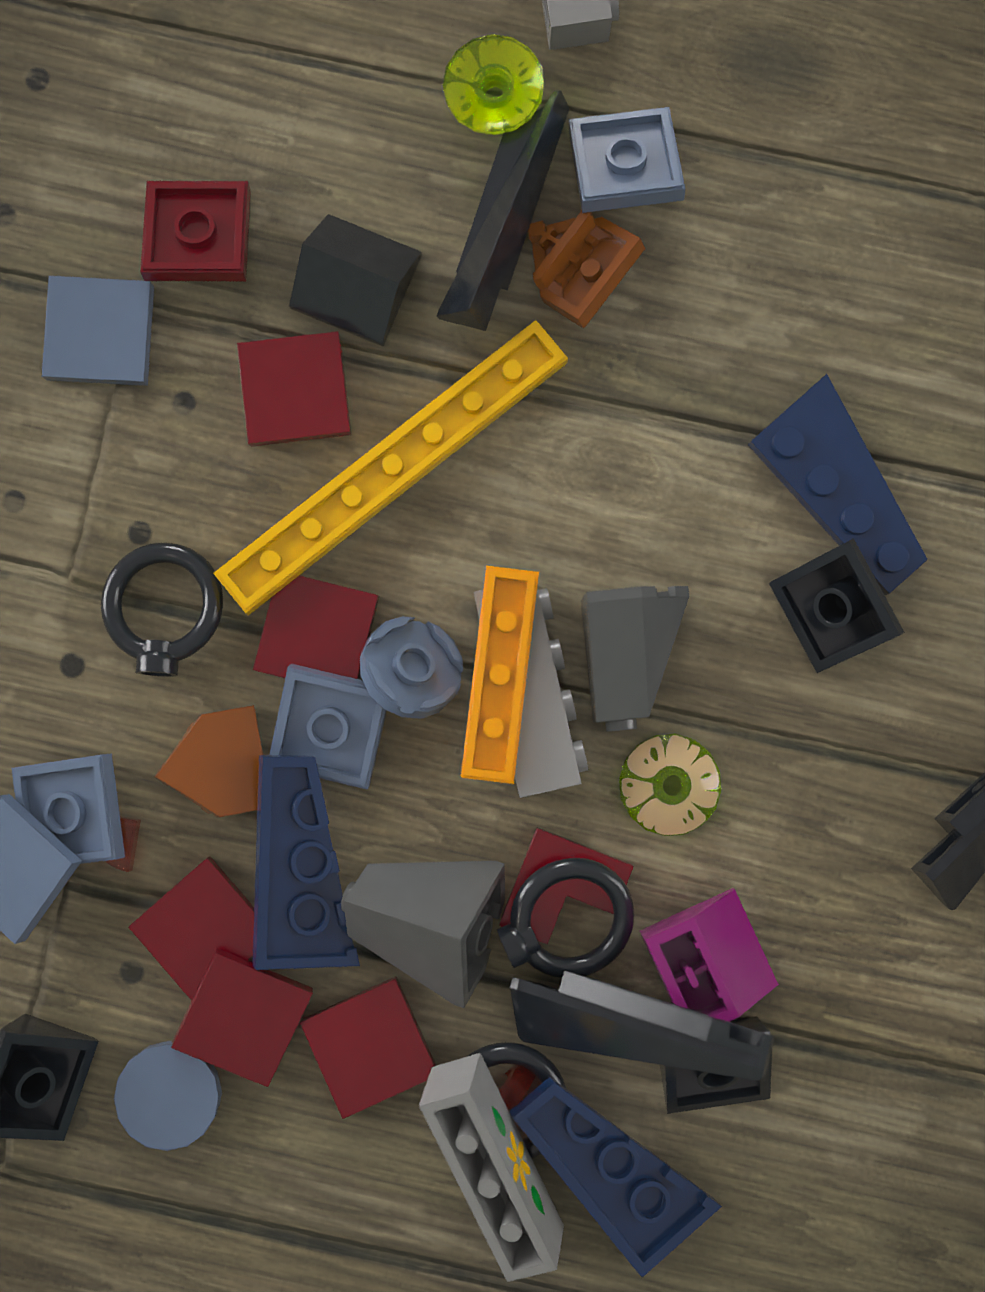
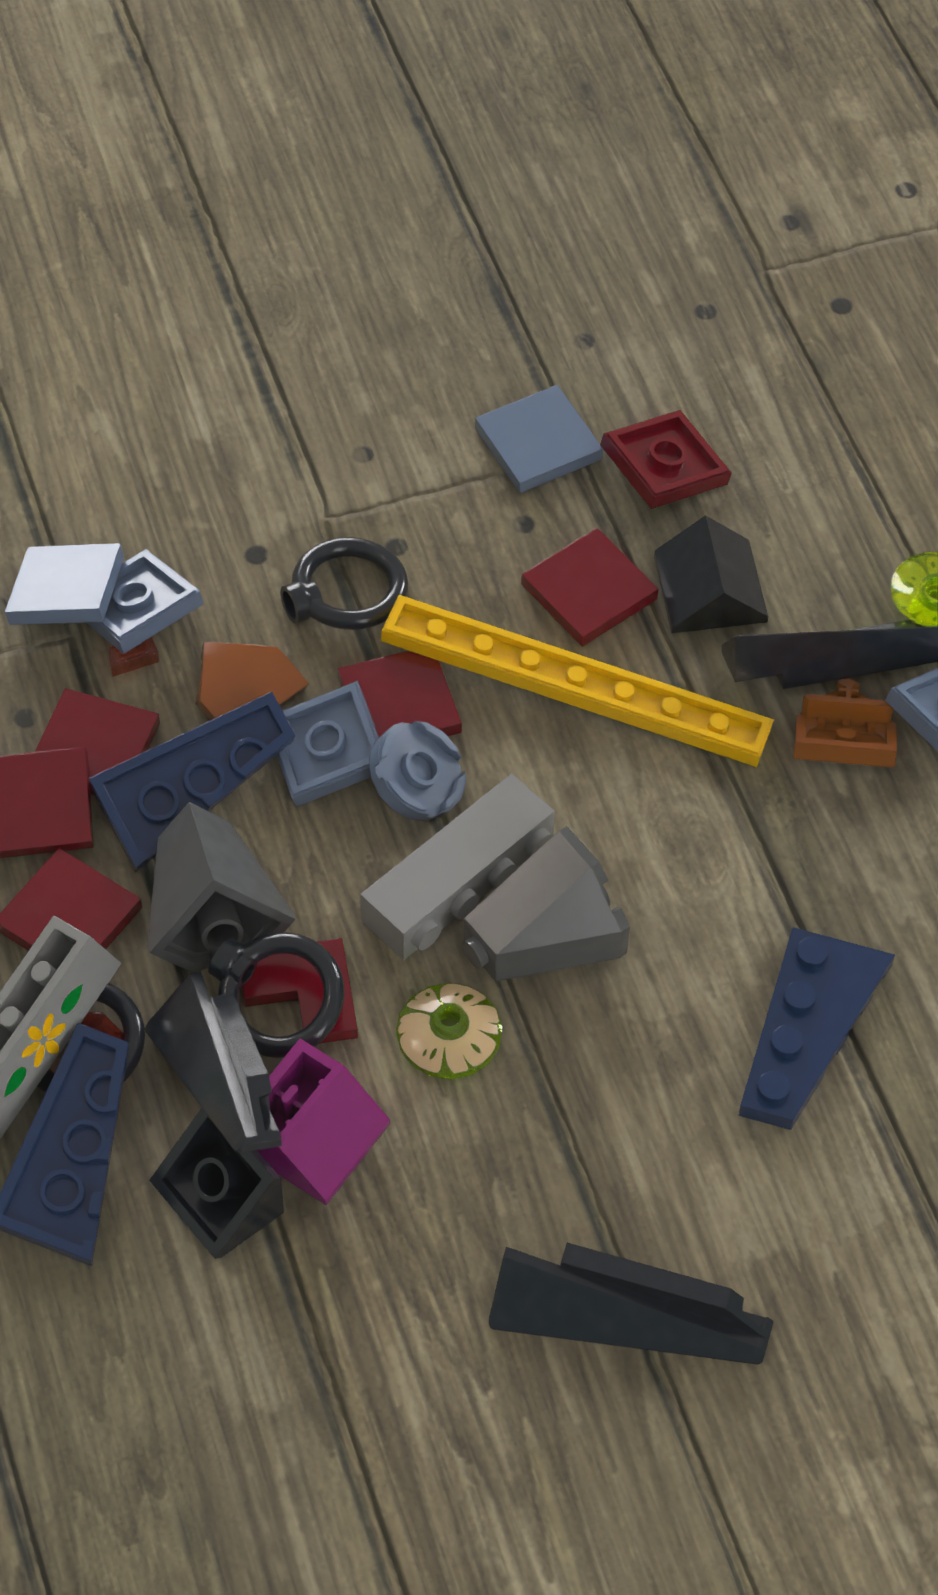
camera: 55 degrees right, 30 degrees down
(499, 674) = (454, 822): light orange tile -> none
(836, 606) = (698, 1066): black slope -> none

